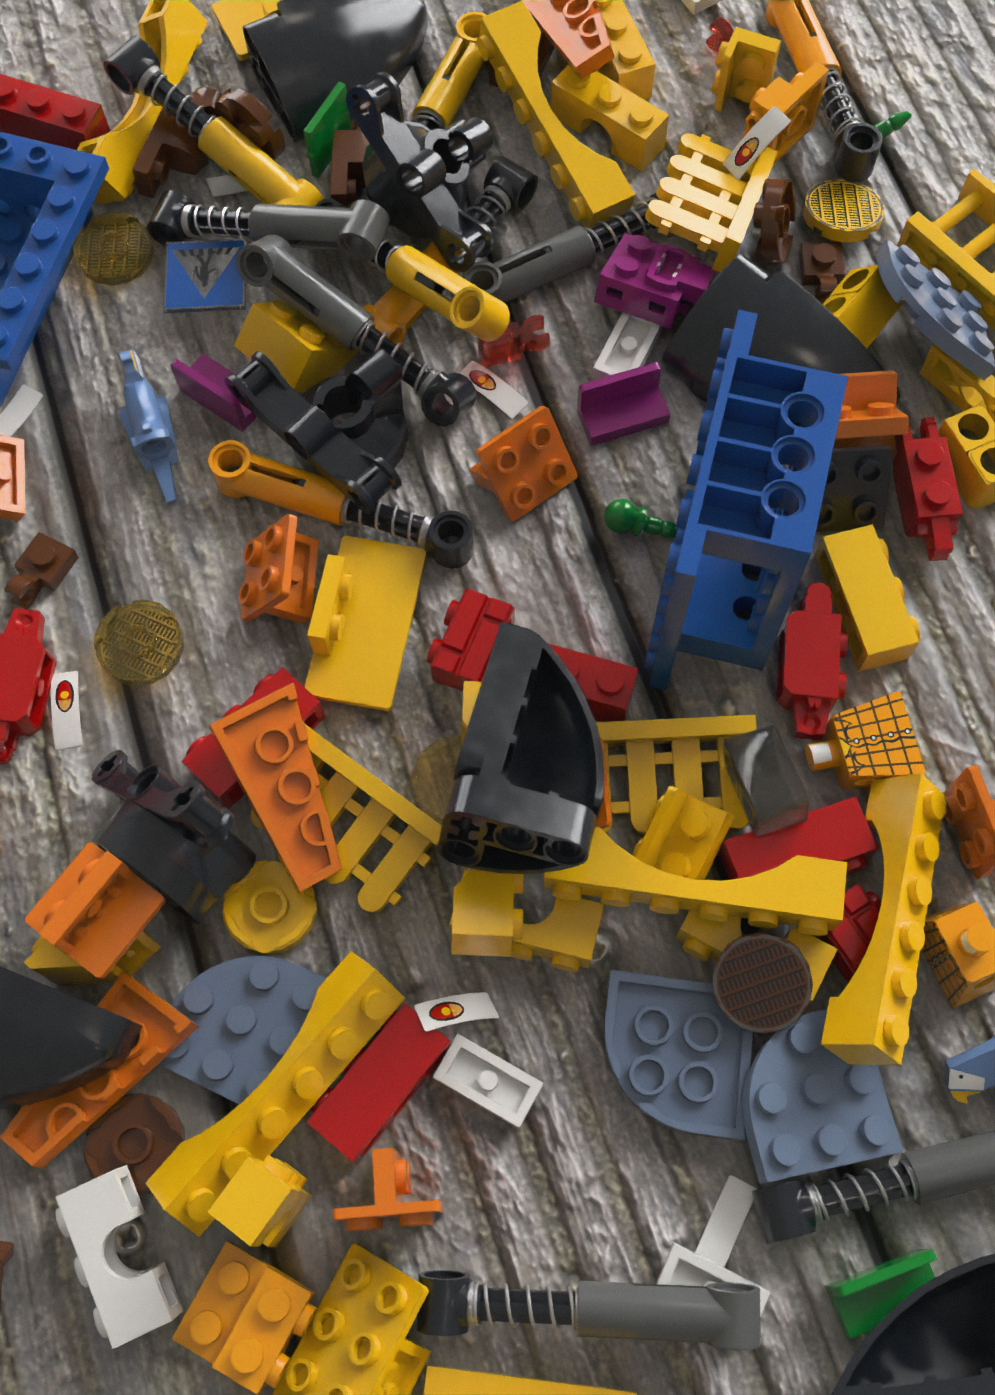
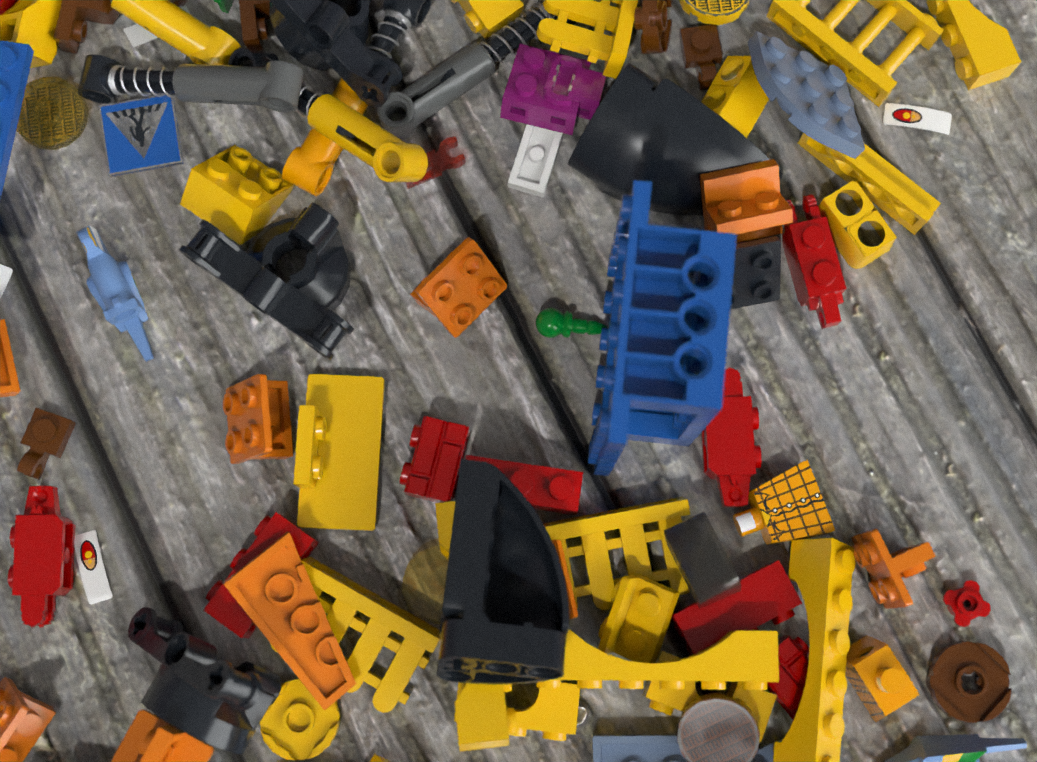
camera: 10 degrees left, 10 degrees up
(139, 642) = (145, 497): clear yellow tile -> none
(206, 386) = (162, 240): magenta panel -> none
(320, 499) = (278, 343): piece -> none
(350, 324) = (203, 130): piece -> none
(495, 389) = (419, 209): white sticker -> none
(622, 404) = (538, 215): magenta panel -> none
(867, 597) = (772, 371): yellow brick -> none

